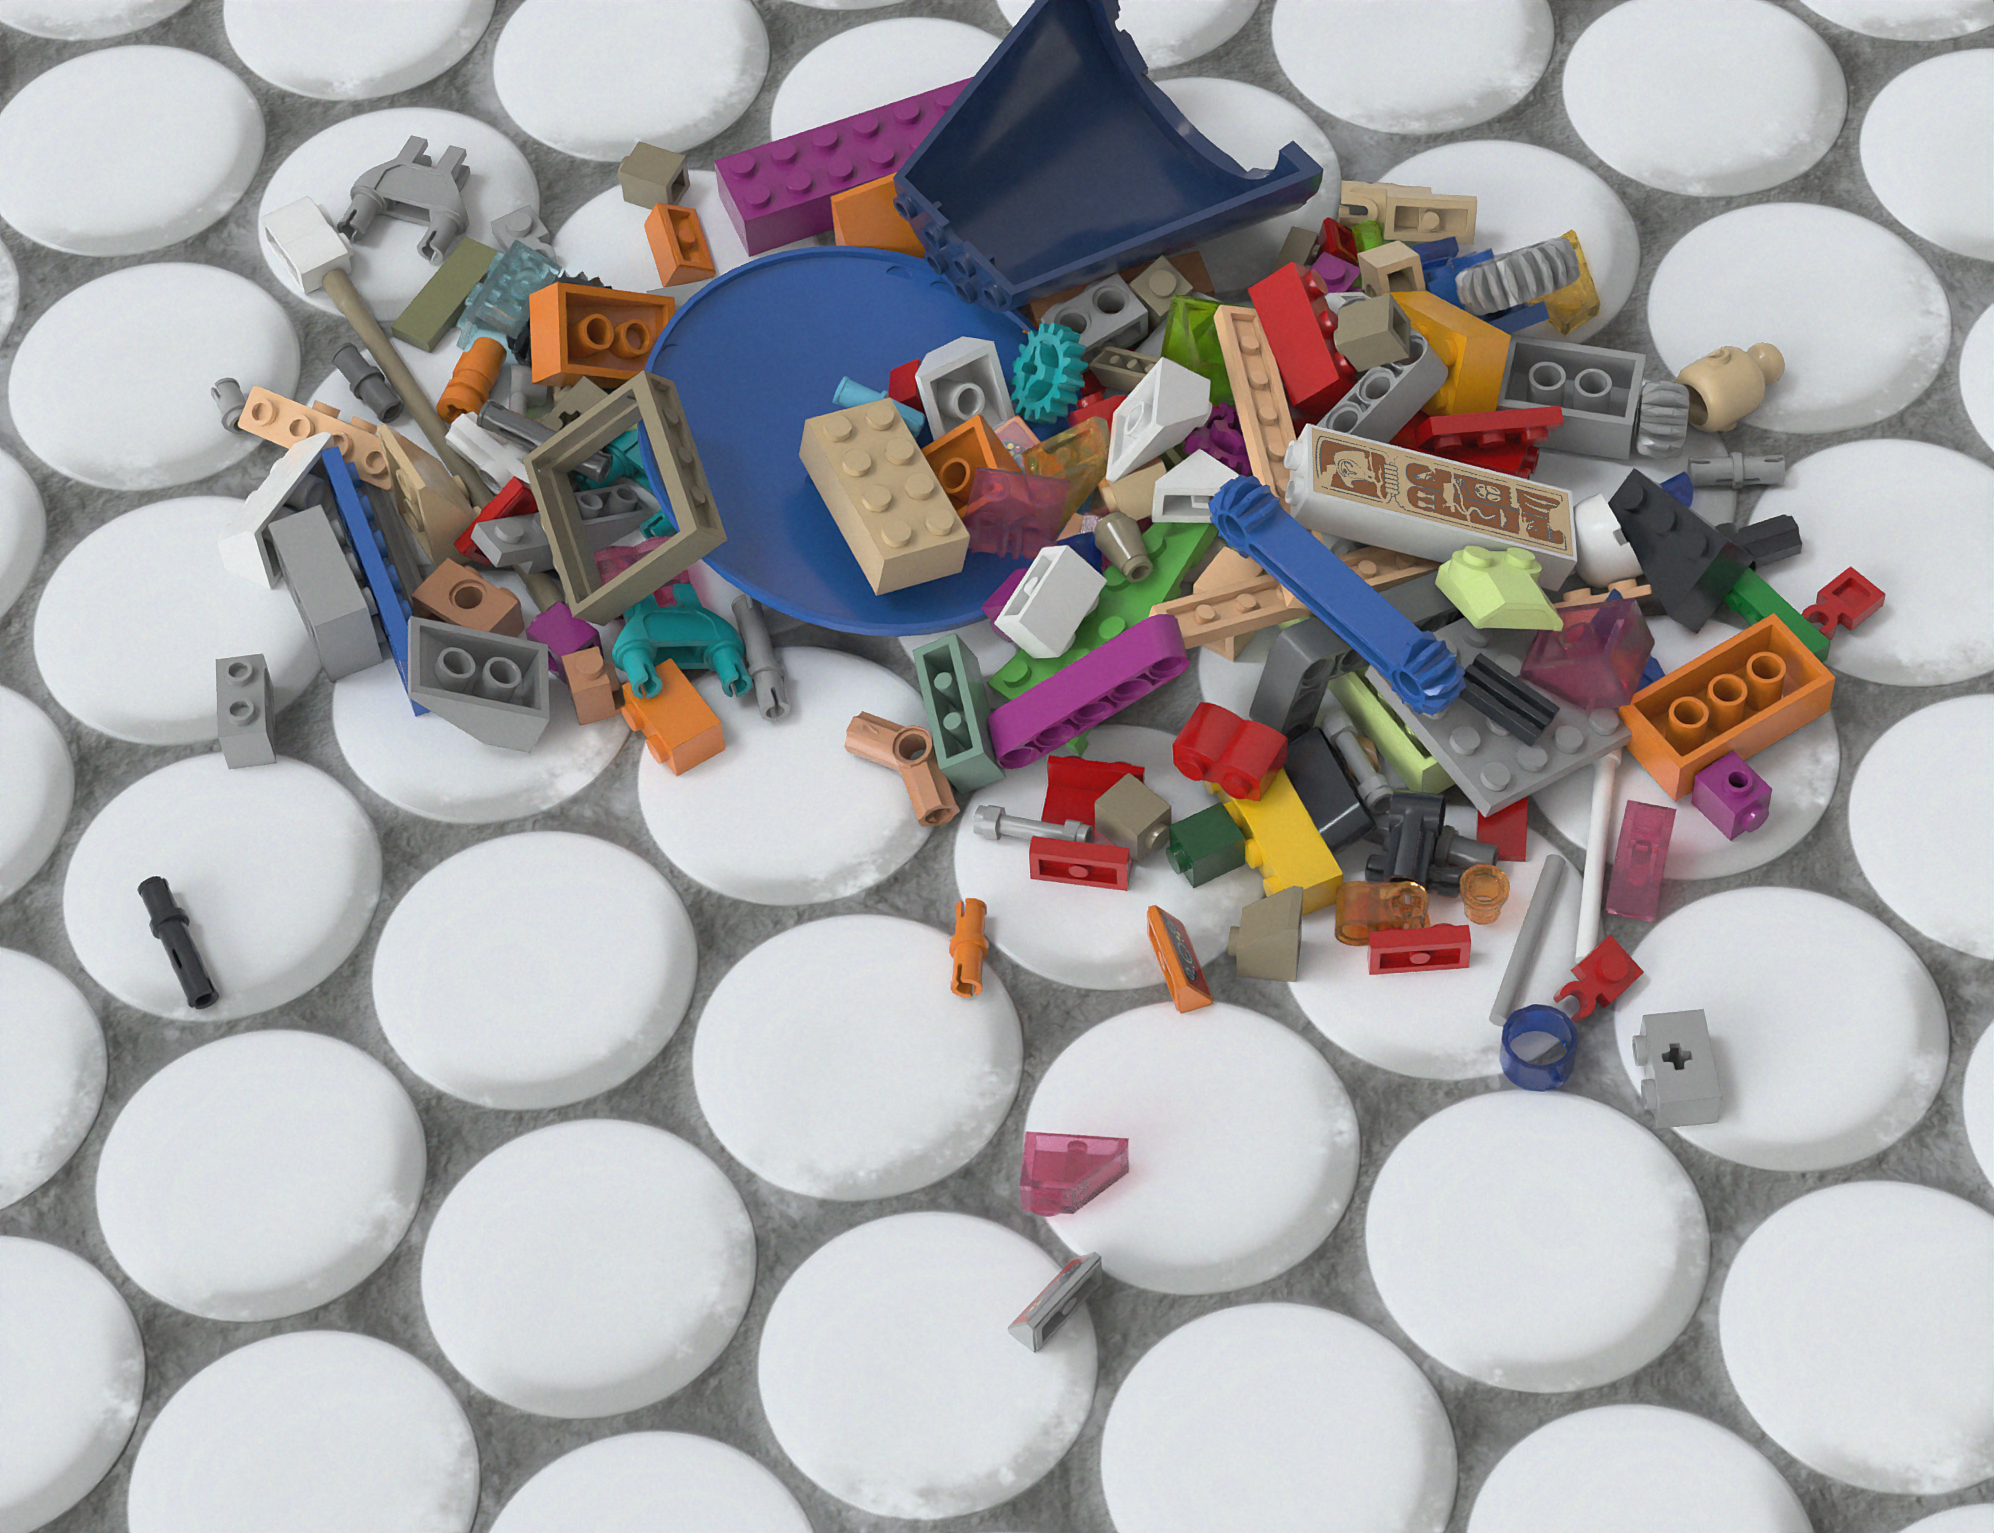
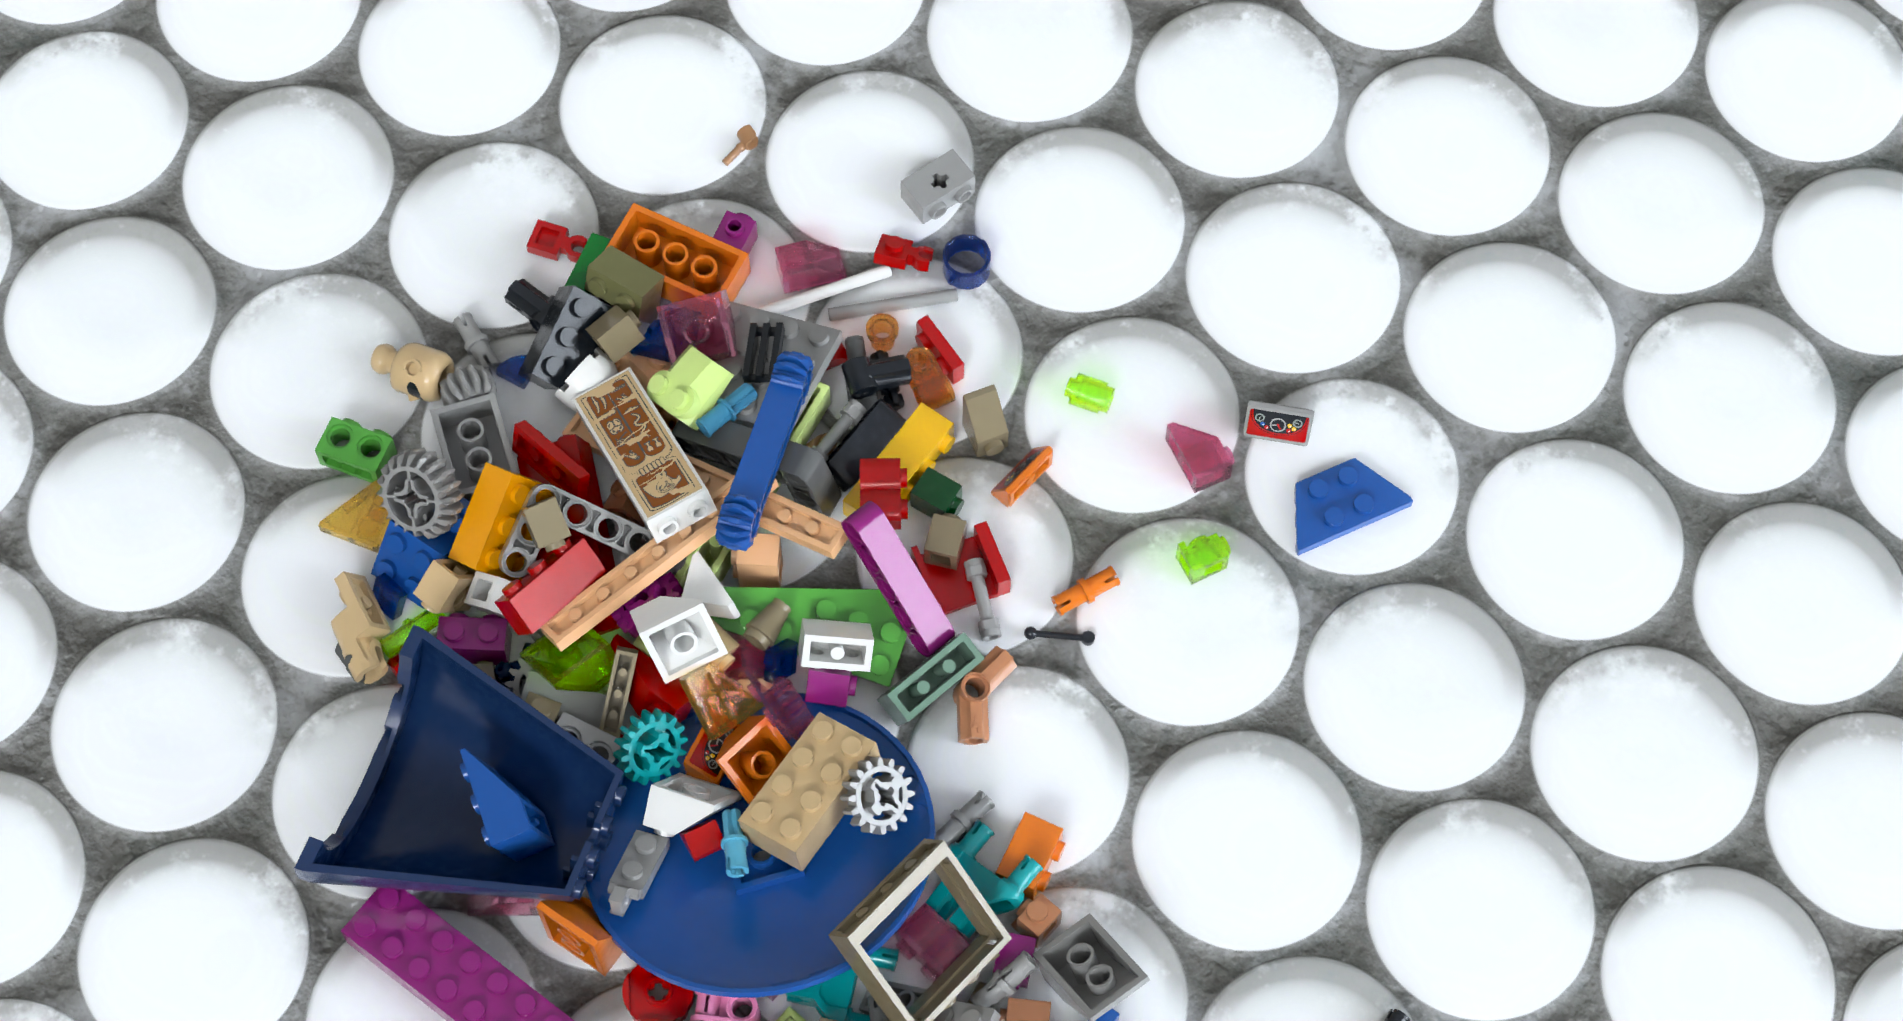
camera: 125 degrees left, 10 degrees up
(533, 597) = (1005, 981): none -> light grey pin
(823, 541) = (877, 795): none -> gear
(892, 1317) = (1342, 502): none -> blue wing
(909, 303) = (636, 870): none -> light grey hinge
(909, 926) = (1086, 638): none -> black hinge
(922, 1098) = (1203, 557): none -> clear neon green brick
(1064, 199) = (509, 818): none -> blue slope
(1243, 1090) = (1089, 393): none -> clear neon green brick
(1437, 610) = (726, 409): none -> dark azure axle
(1637, 567) = (616, 332): none -> dark tan brick
(1650, 295) = (352, 456): none -> bright green brick
(1705, 613) = (625, 283): none -> olive slope
(1890, 888) = (748, 141): none -> medium nougat hand

